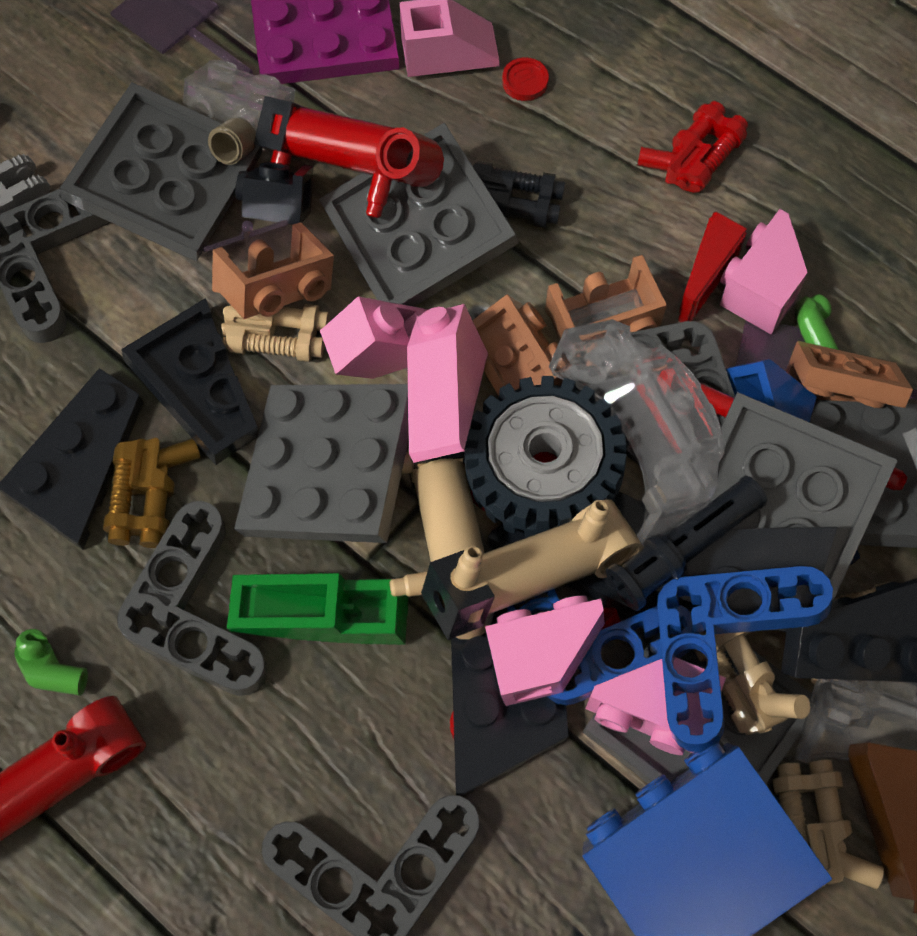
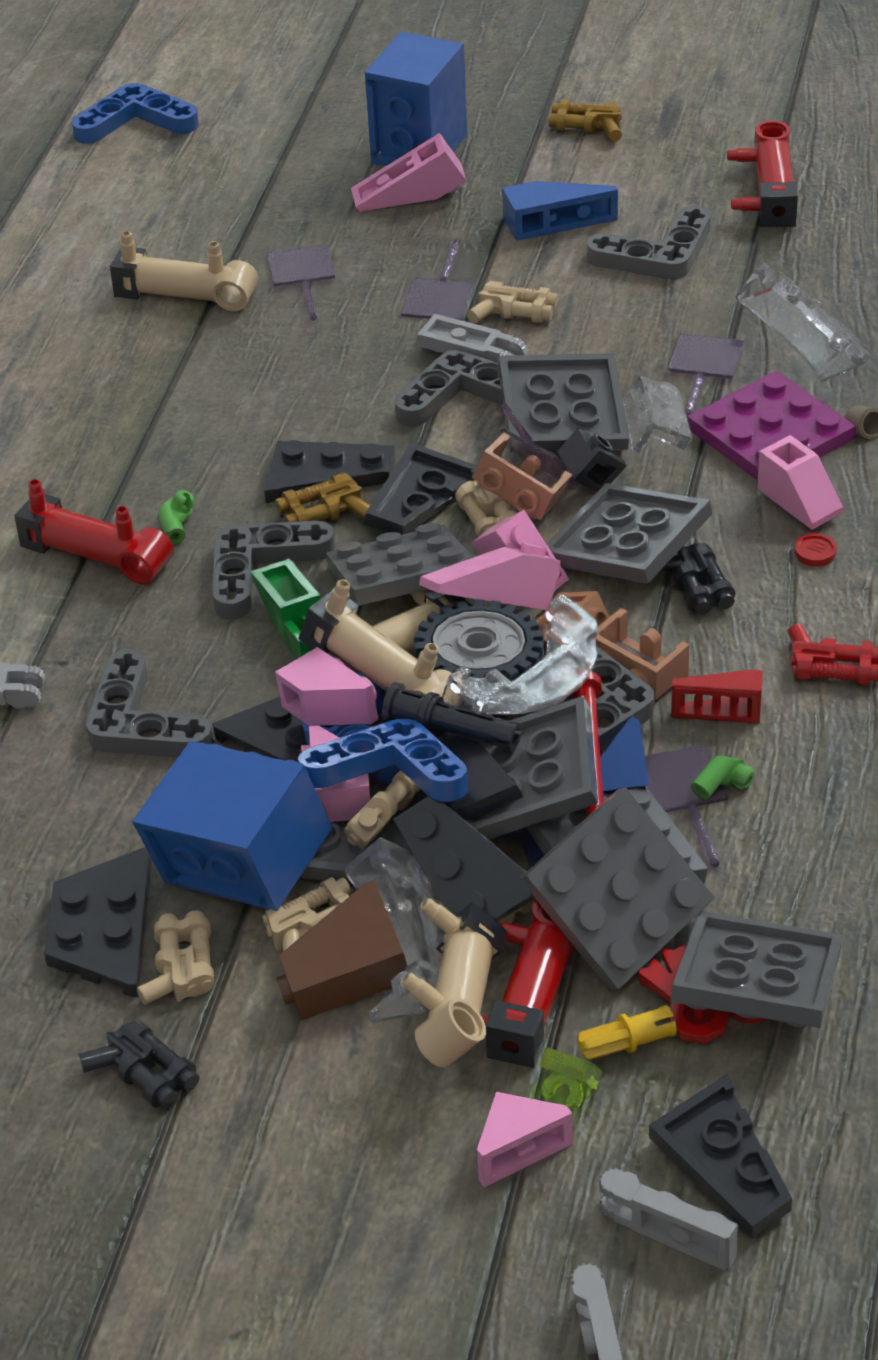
camera: 65 degrees right, 25 degrees down
(232, 140) = (611, 418): dark tan piece -> none
(350, 145) = (651, 475): red piece -> none
(768, 276) = (745, 727): bright pink slope -> none
(848, 376) = (676, 788): nougat bracket -> none

